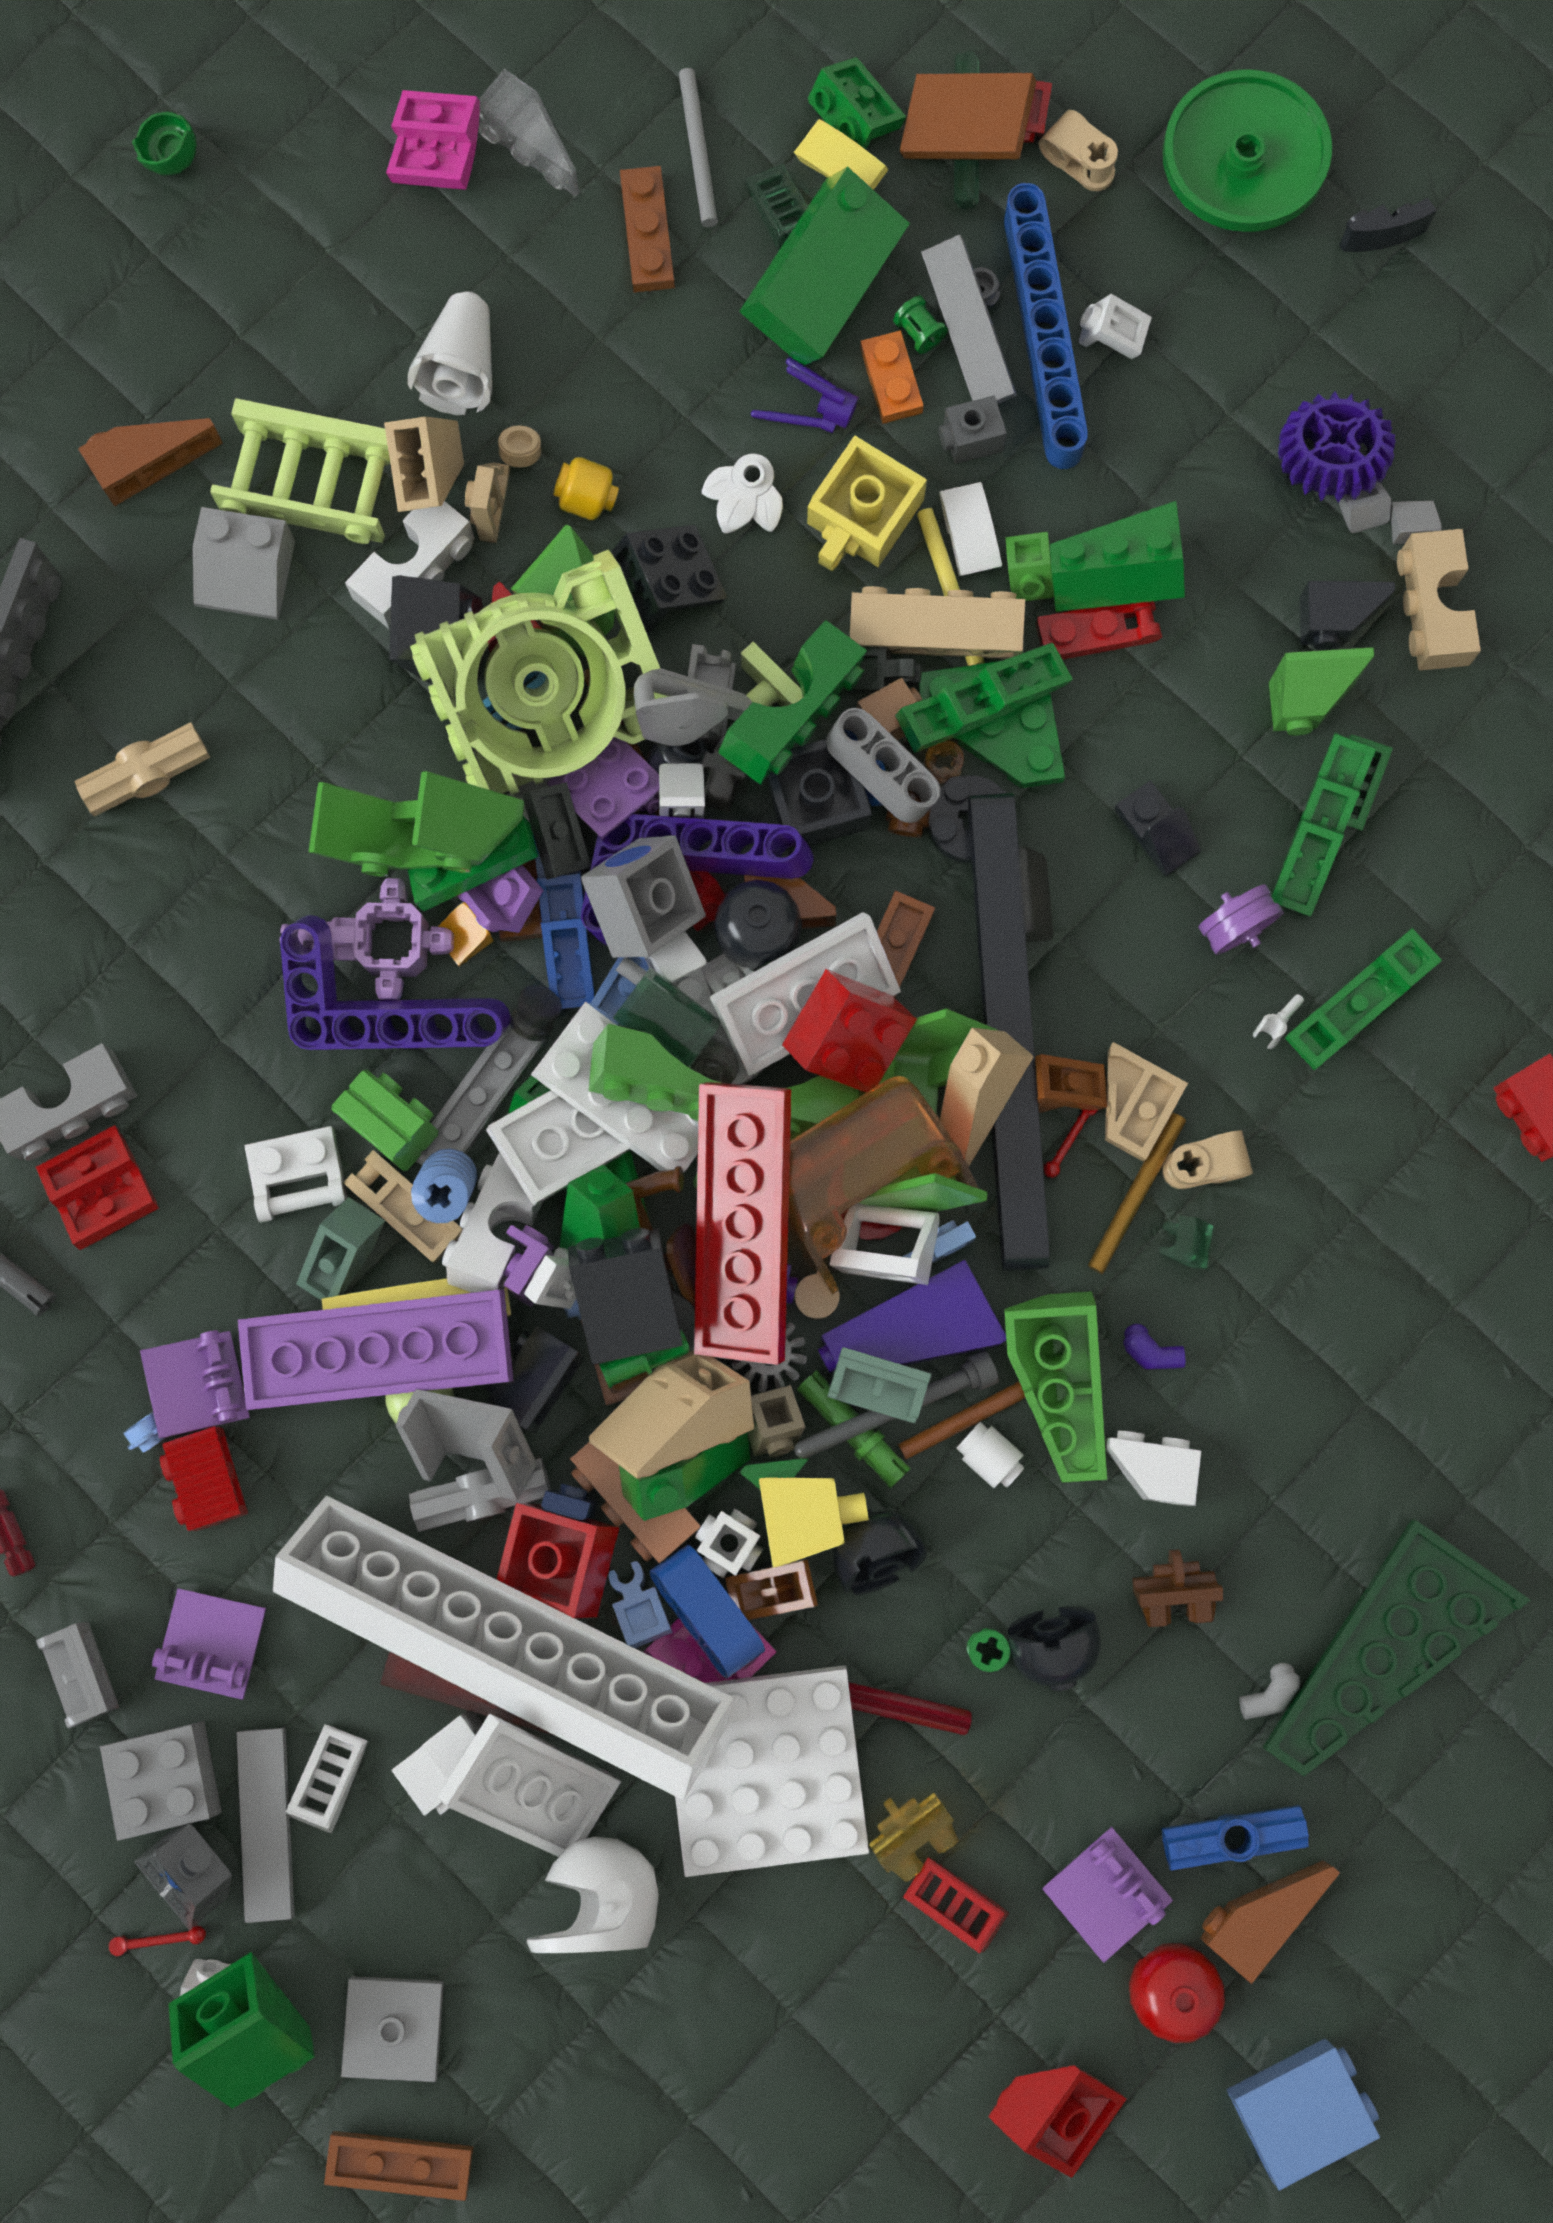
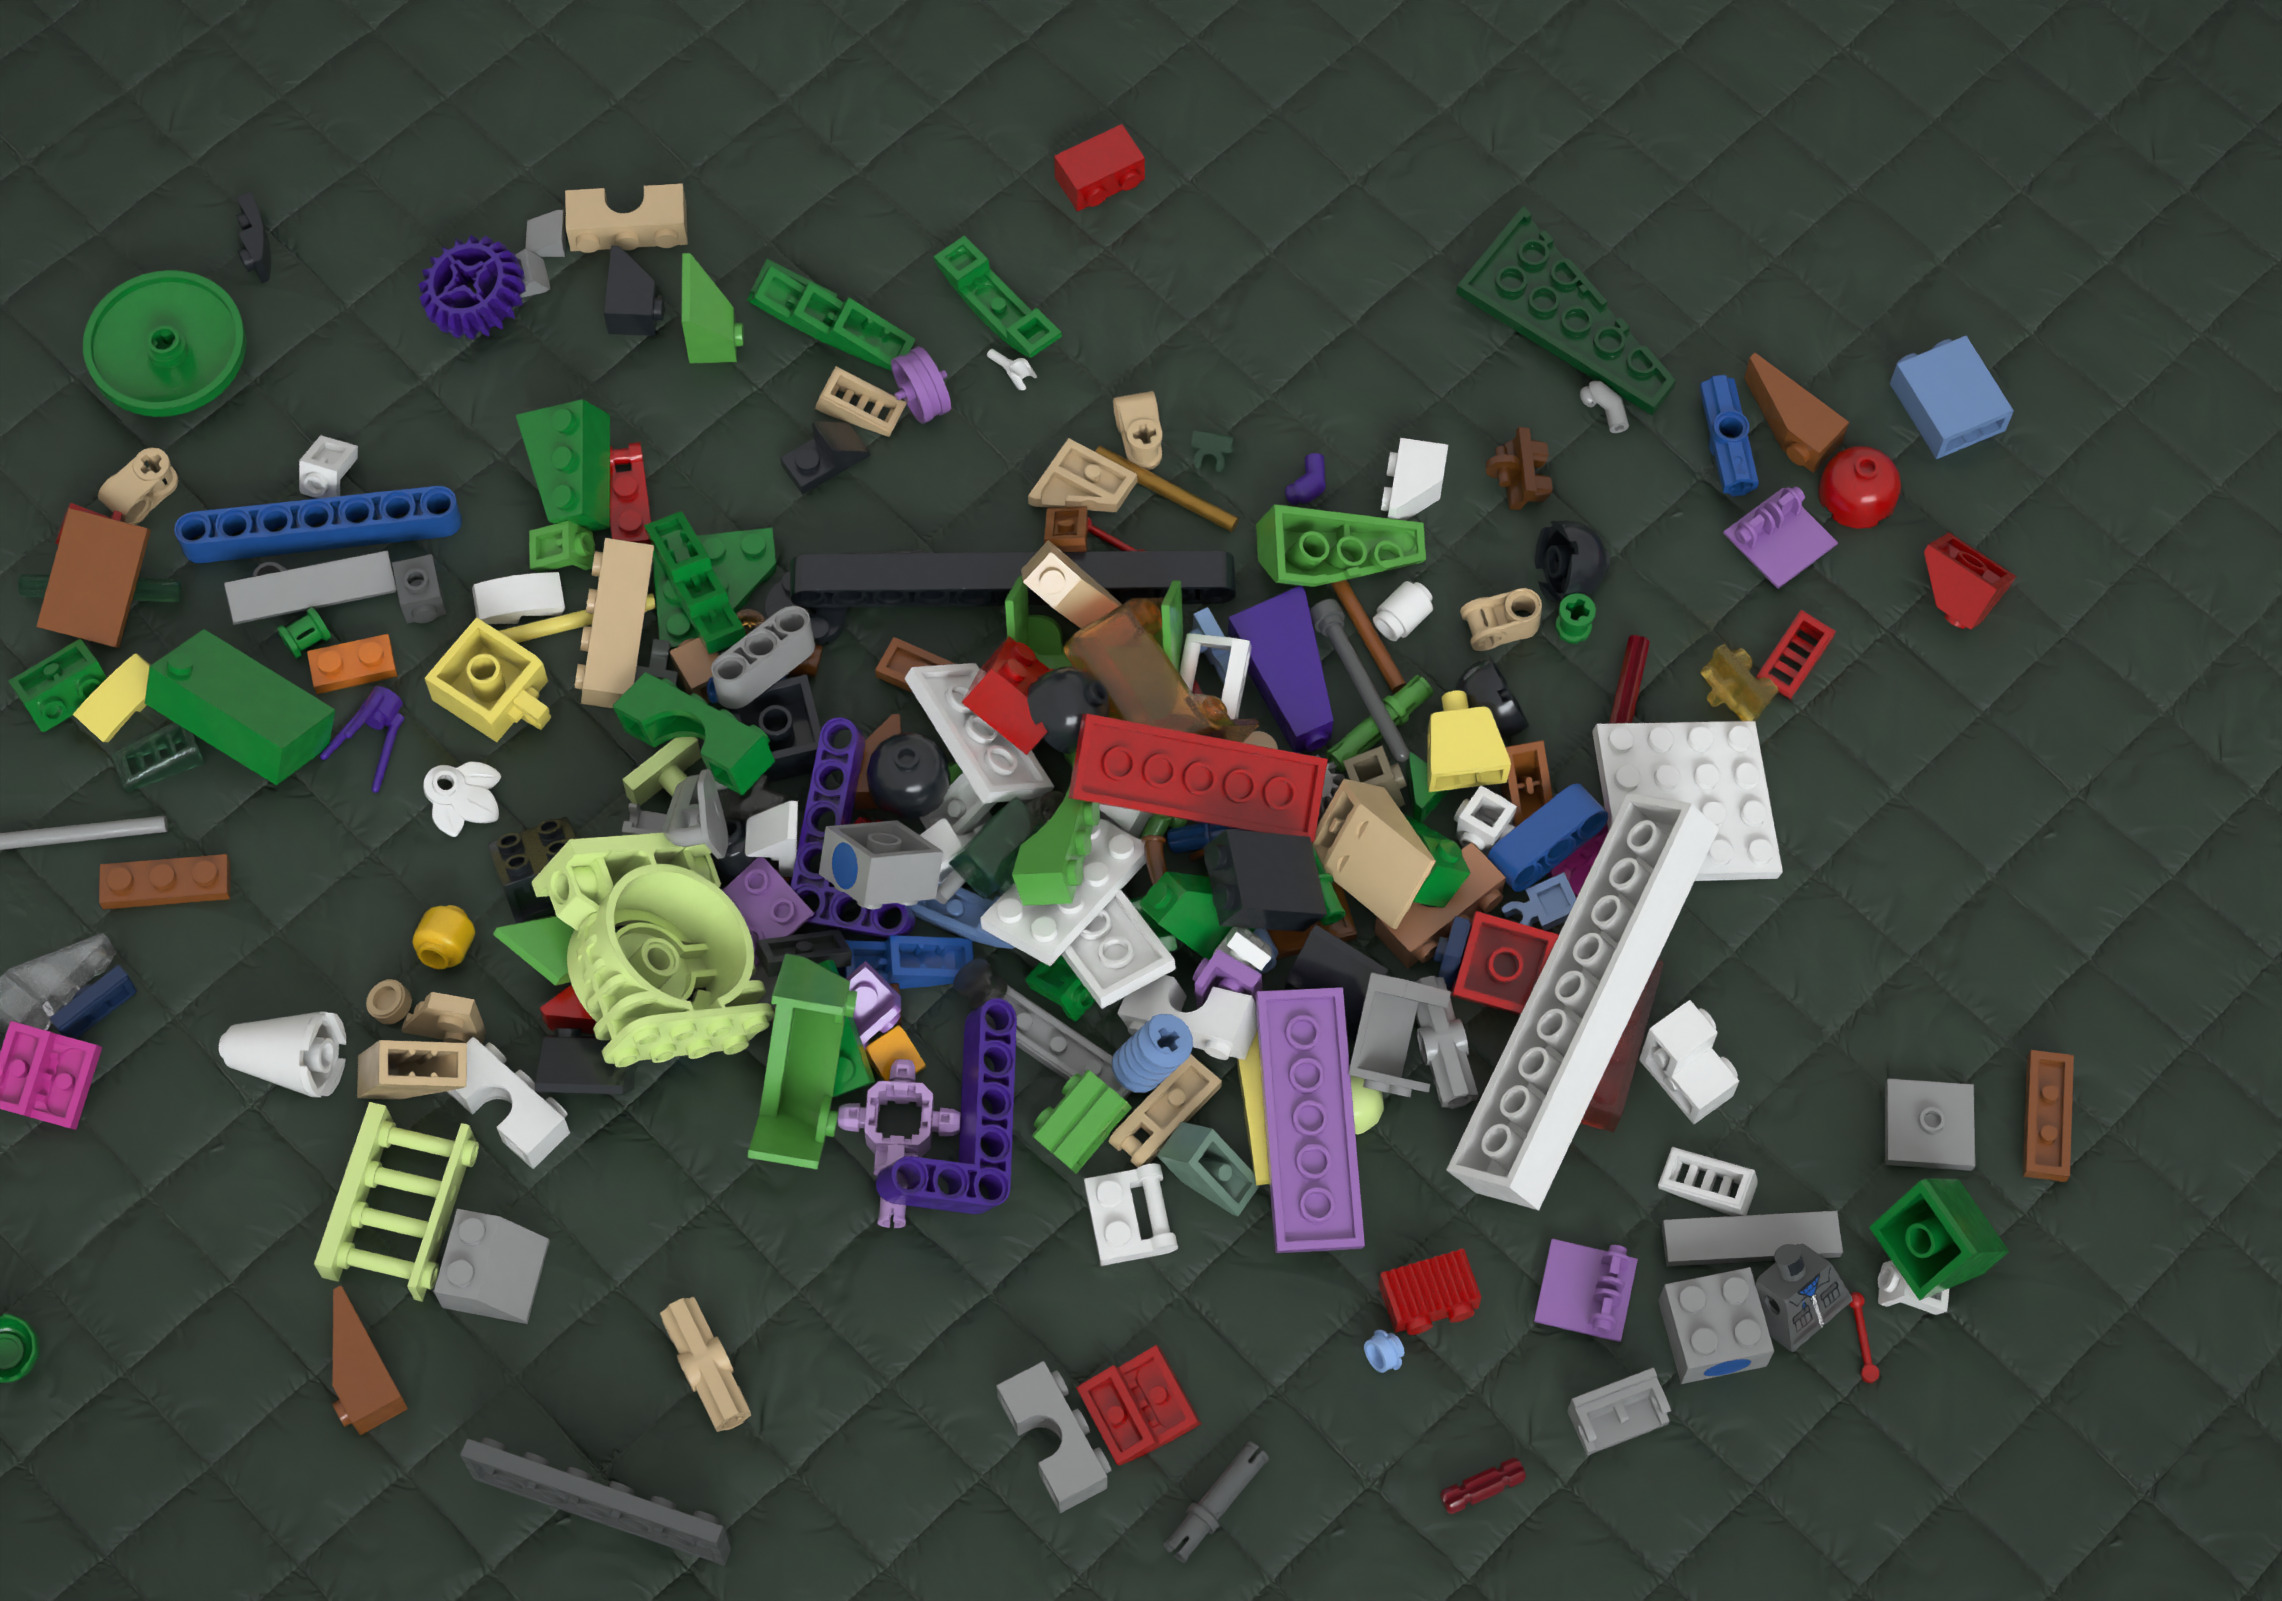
camera: 90 degrees left, 15 degrees down
(194, 1384) = (1337, 1301): medium lavender hinge -> none
(511, 176) = (93, 1003): none -> dark blue plate
(528, 1787) = (1711, 978): white plate -> none
(615, 1894) = (1807, 925): white piece -> none
(820, 1076) = (1061, 699): none -> black cylinder
(879, 1385) = (1344, 683): sand green hinge -> none
(984, 1562) = (1497, 622): none -> tan piece
(1235, 827) = (854, 386): none -> tan slope

